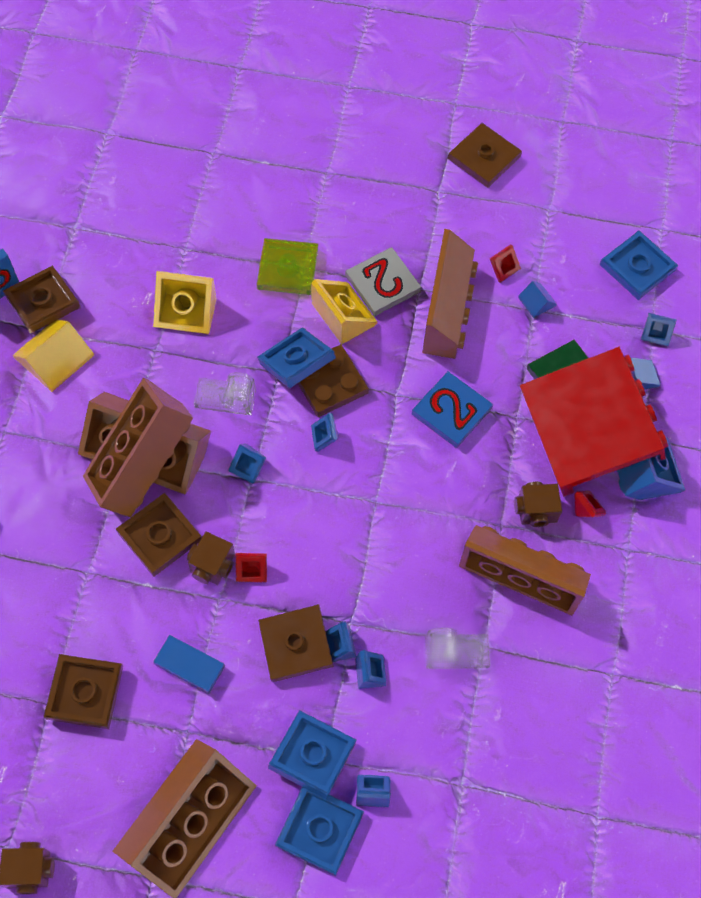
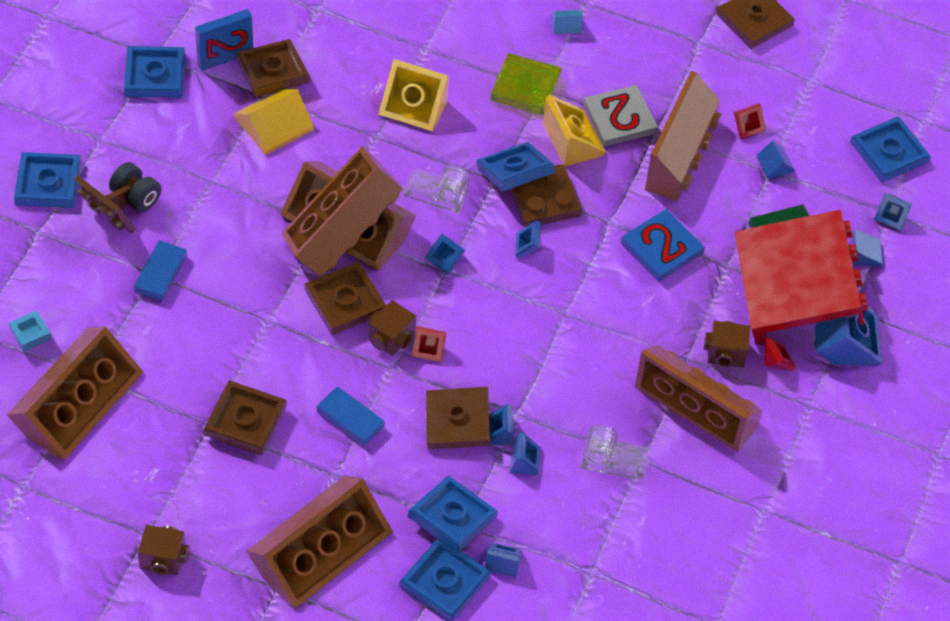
camera: 10 degrees right, 10 degrees down
(312, 194) = (567, 21): none -> dark azure slope

